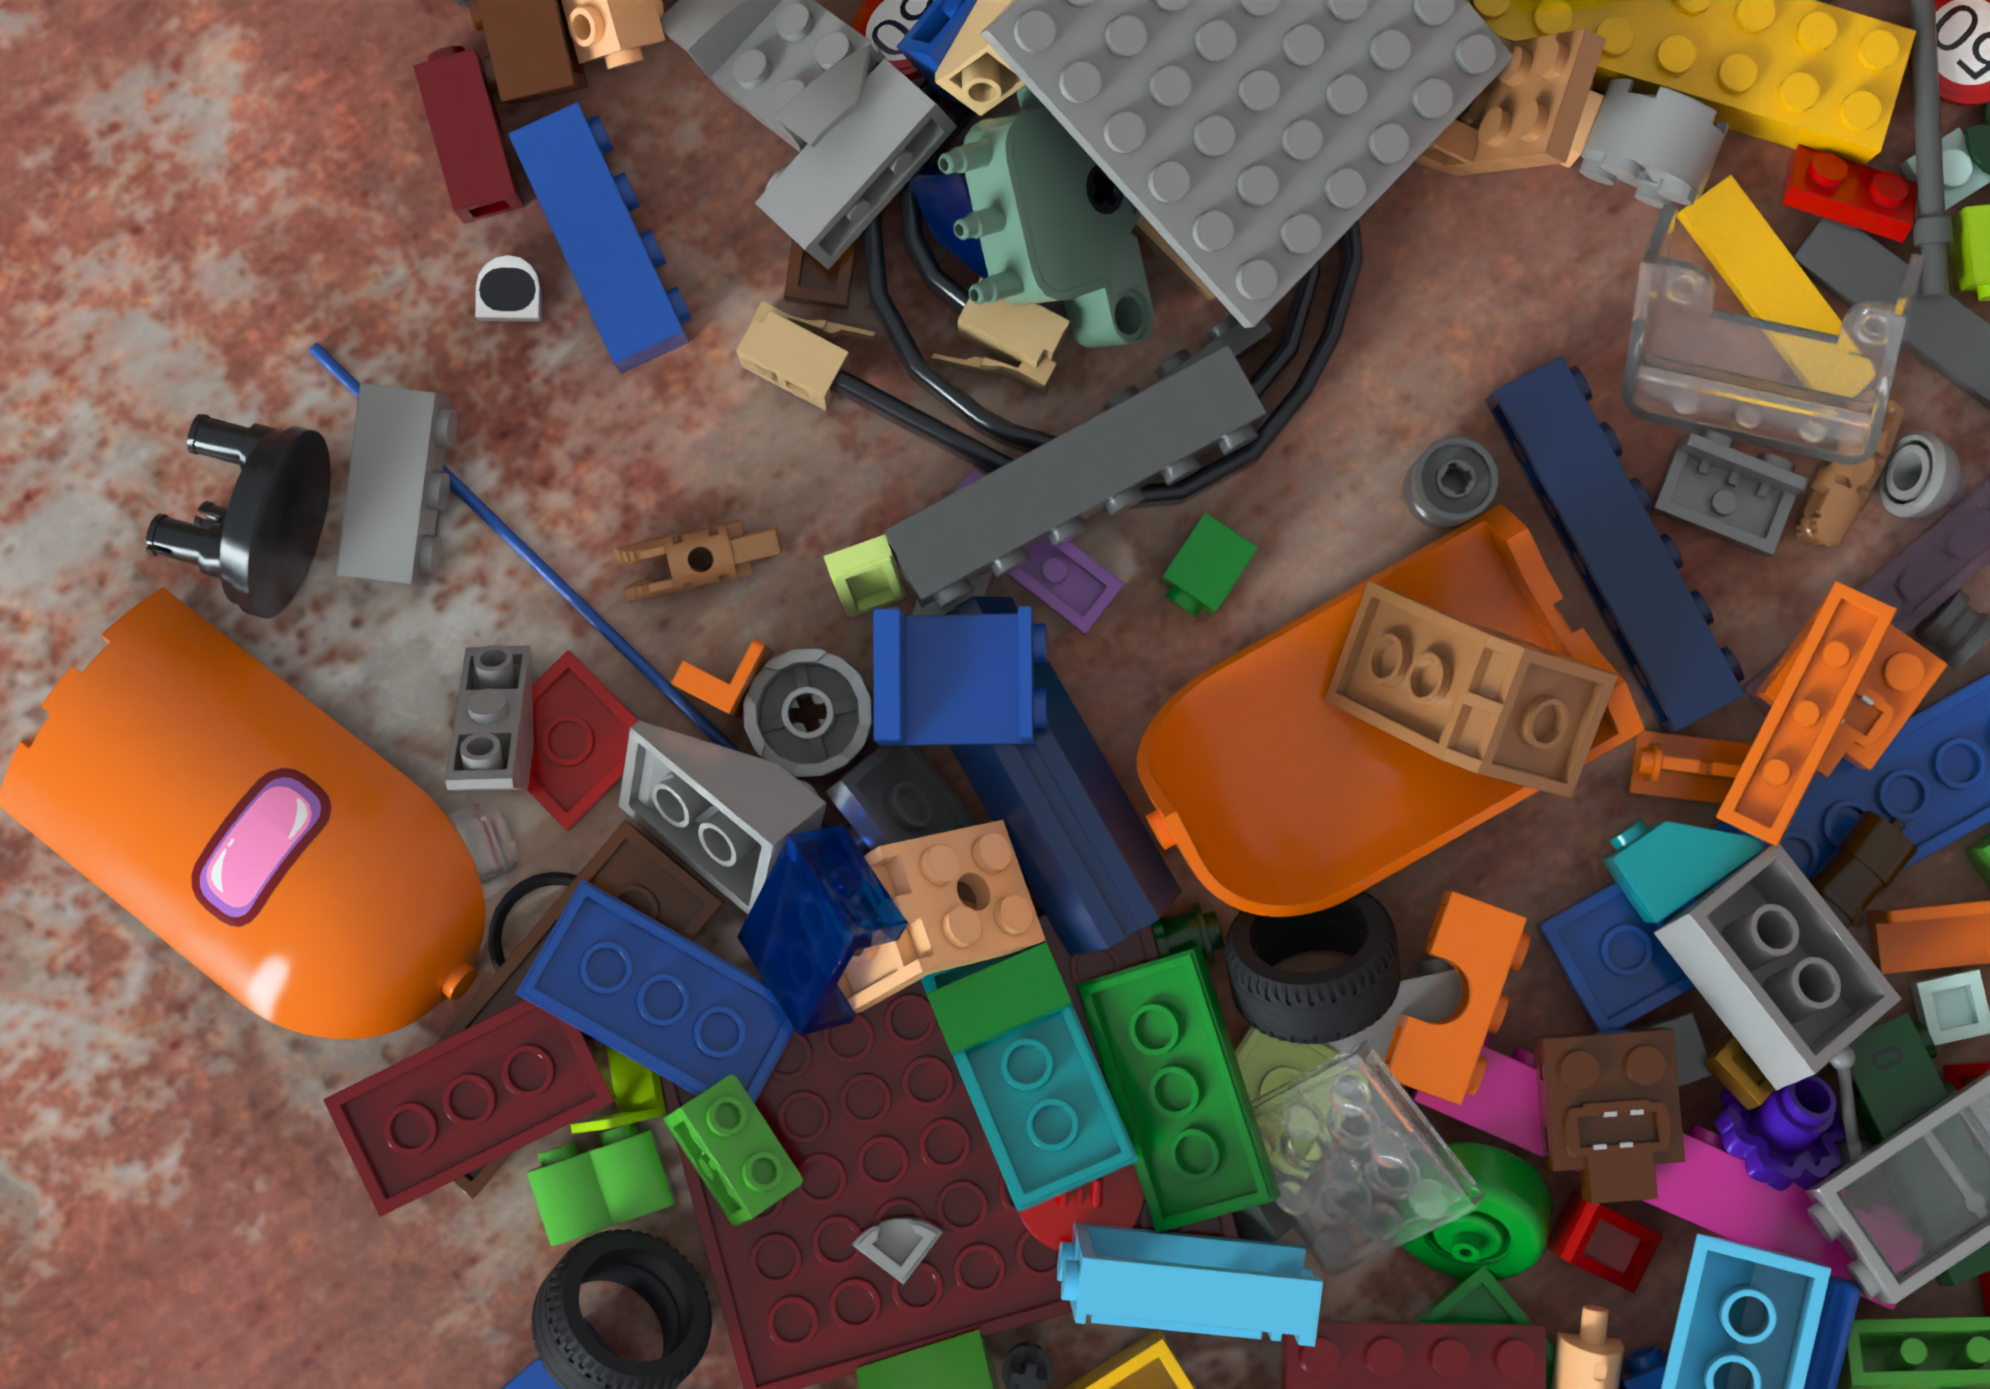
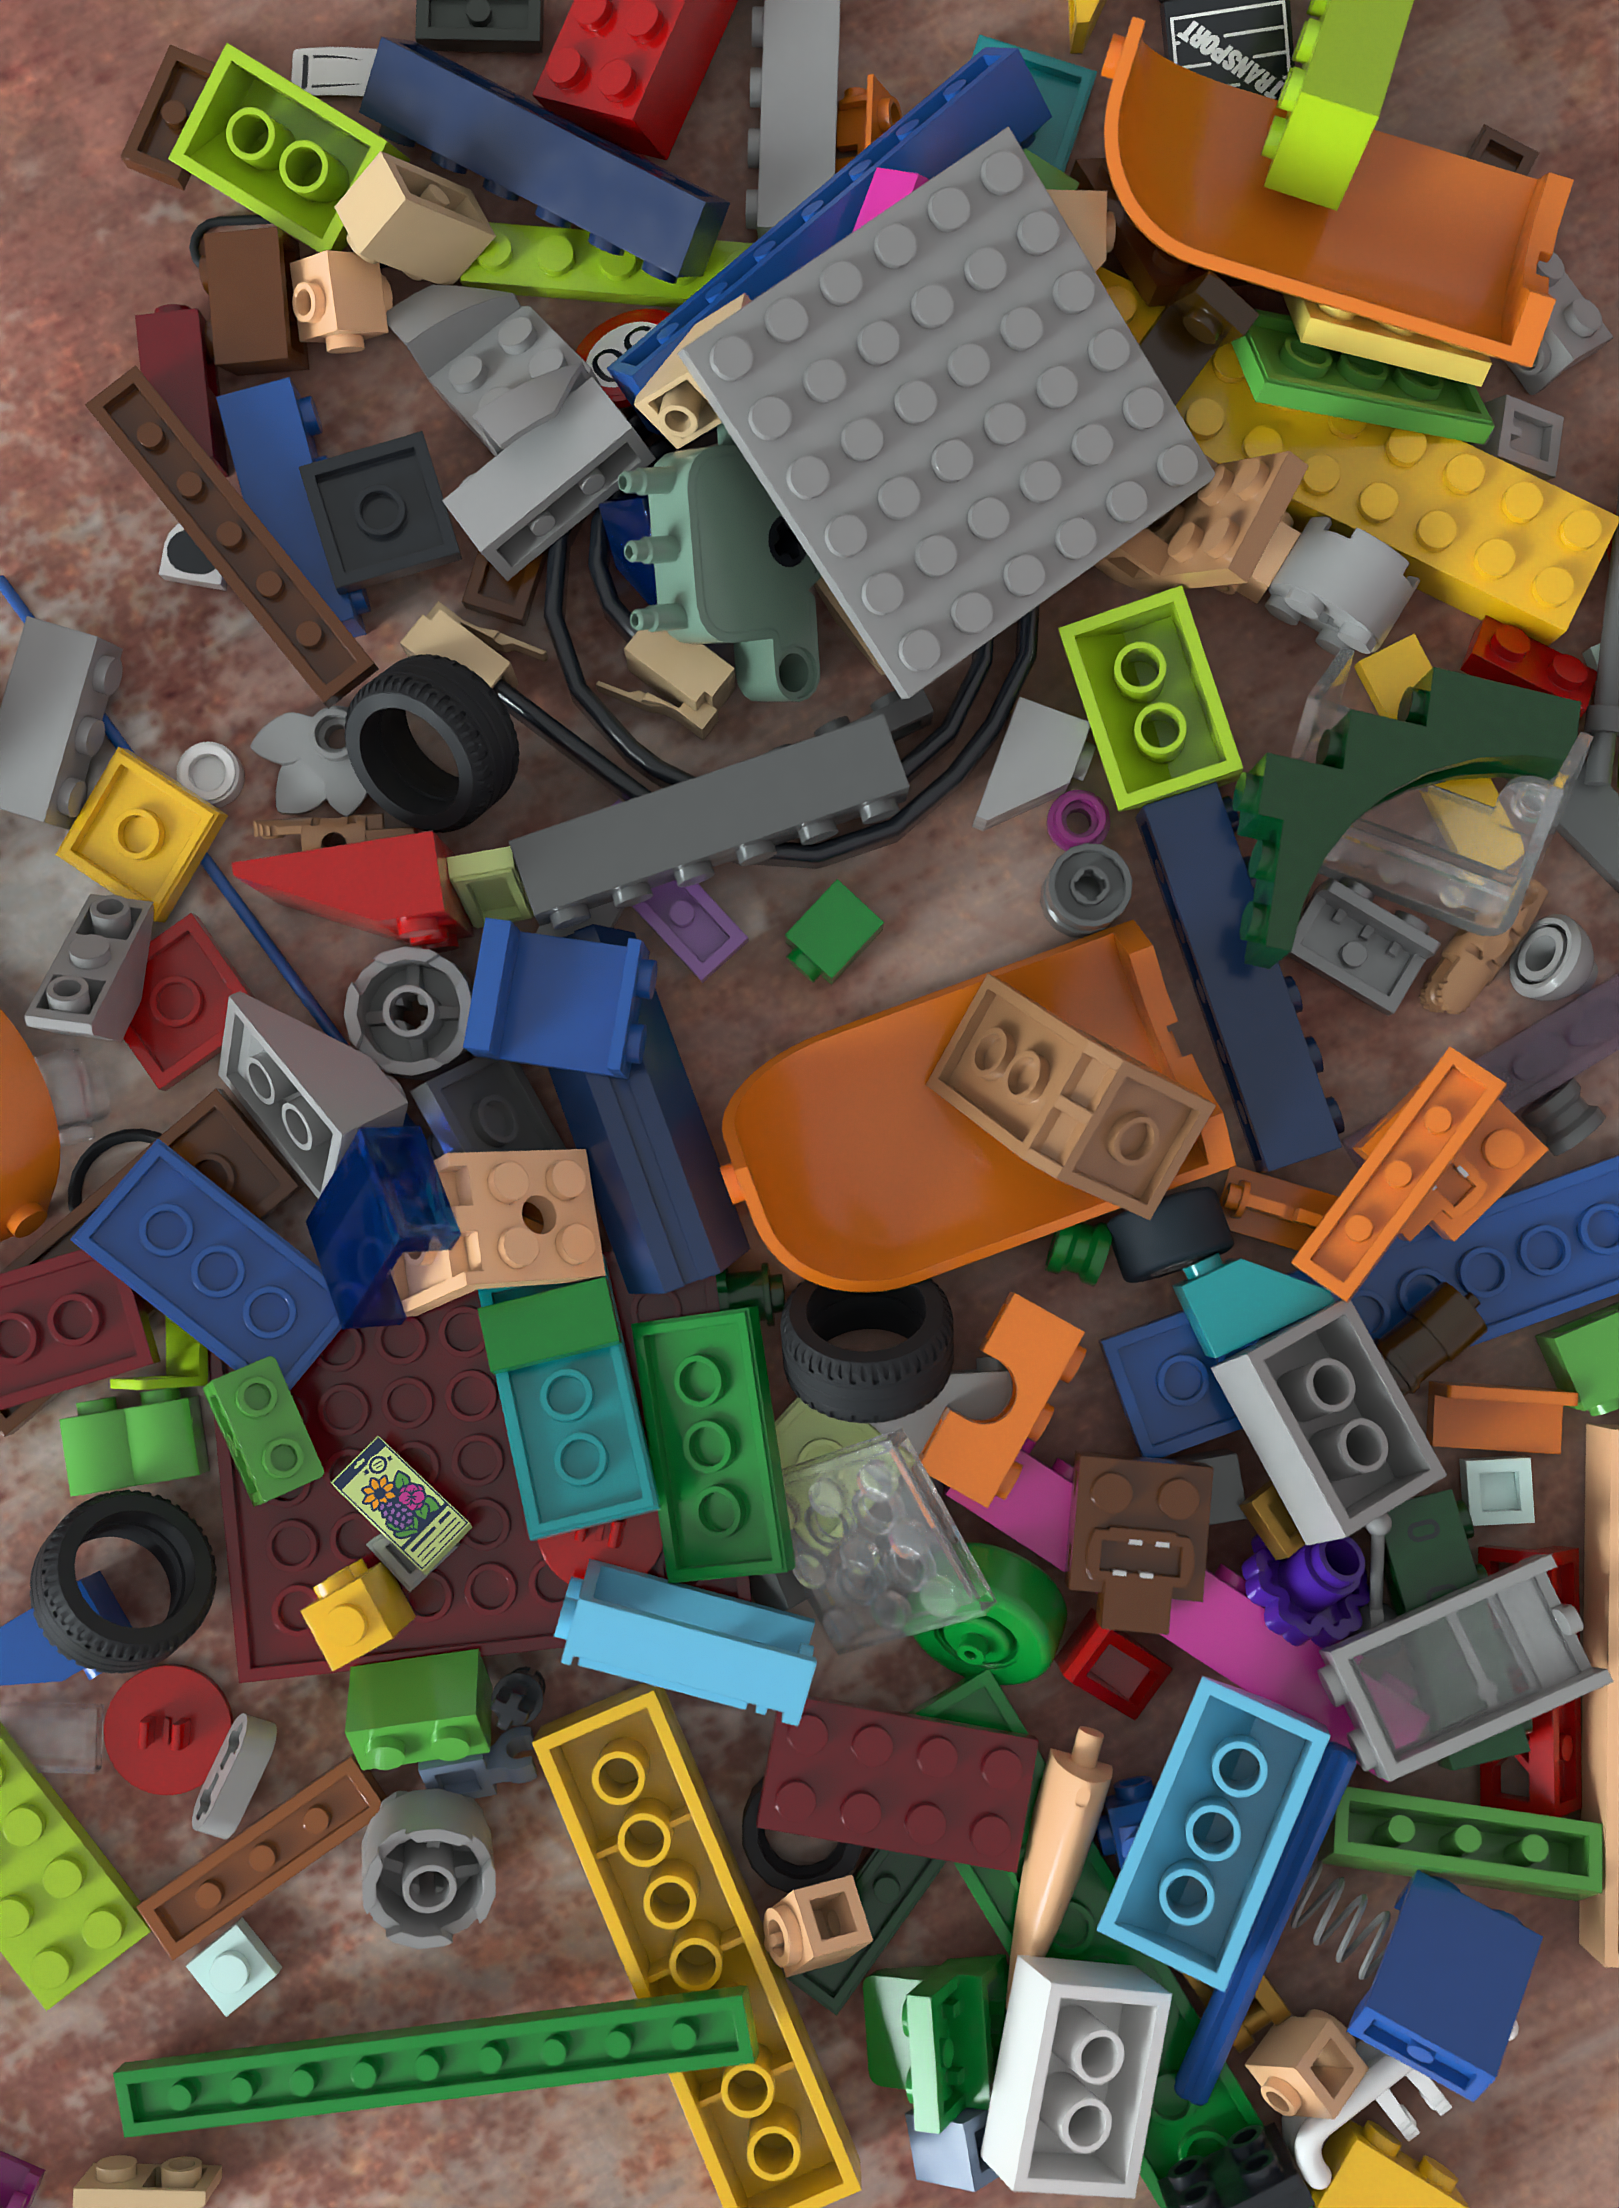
camera: 15 degrees right, 0 degrees up
(503, 578) = (141, 833): none -> yellow plate
(552, 272) = (232, 537): none -> reddish brown plate
(559, 508) = (211, 773): none -> white tile
(659, 485) = (310, 767): none -> light grey plate
(693, 223) = (380, 513): none -> black tile
(719, 693) = (330, 979): orange panel -> none
(768, 596) = (377, 886): none -> red slope
(813, 409) = (467, 718): none -> black tyre
(860, 1310) = (356, 1612): none -> yellow brick
(882, 1200) = (401, 1505): none -> tile
(1377, 363) = (1034, 762): none -> light grey slope
(1439, 397) = (1081, 802): none -> magenta plate
(1485, 285) = (1151, 700): none -> lime slope
(1504, 839) = (1080, 1250): none -> green wheel
(1601, 805) = (1179, 1233): none -> black wheel
(1778, 269) = (1443, 732): none -> dark green arch

